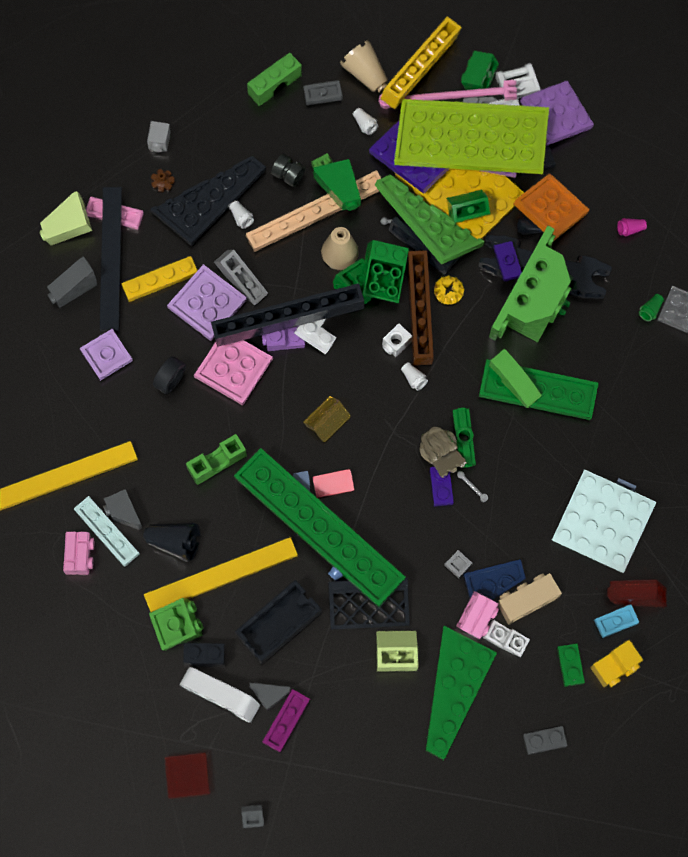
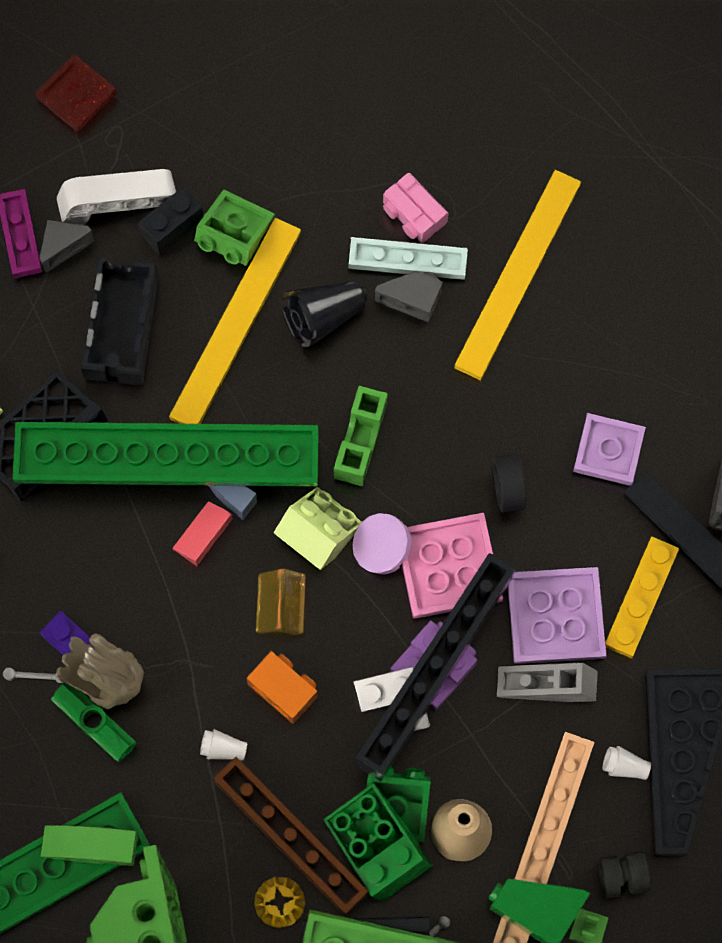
camera: 140 degrees right, 0 degrees up
(255, 402) = (381, 543): none -> lavender tile
(277, 435) = (317, 527): none -> yellowish green slope
(362, 378) = (283, 686): none -> orange brick
(396, 333) = (286, 784): white brick -> none

